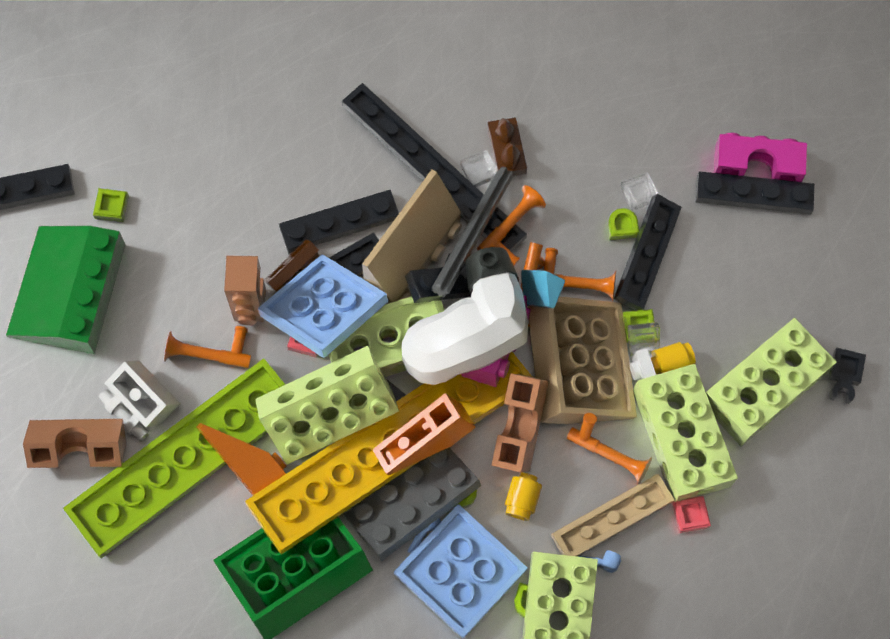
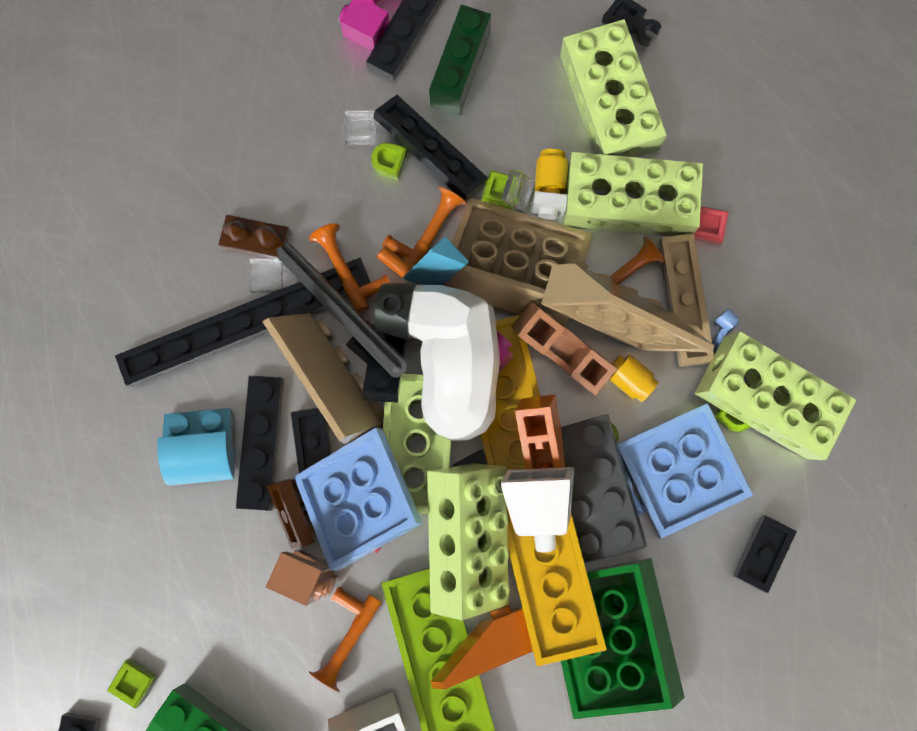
camera: 60 degrees left, 10 degrees up
(315, 174) = (197, 447): none -> medium azure brick
(378, 446) = (539, 503): none -> white torso
(570, 449) = (618, 311): none -> tan slope
(736, 245) = (460, 59): none -> dark green brick

